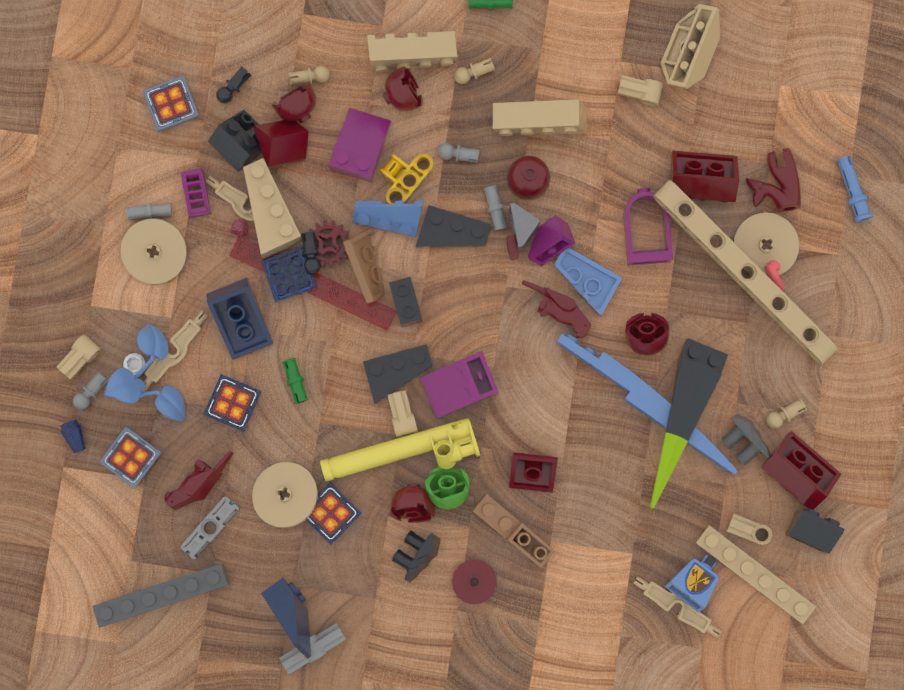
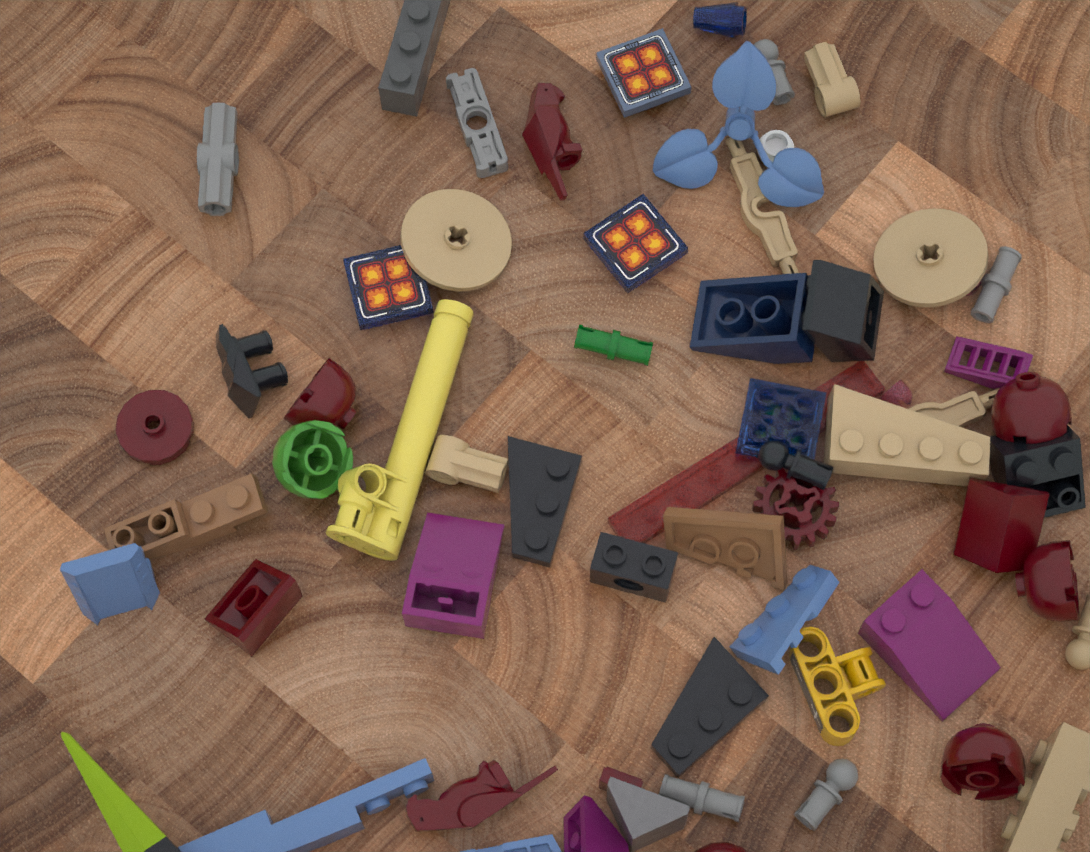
camera: 125 degrees right, 15 degrees down
(214, 156) = (1030, 409): none -> dark red cylinder
(214, 275) = (842, 312): none -> black slope
(291, 612) = (274, 139): dark blue slope -> none
(565, 543) = (111, 582): none -> medium blue slope

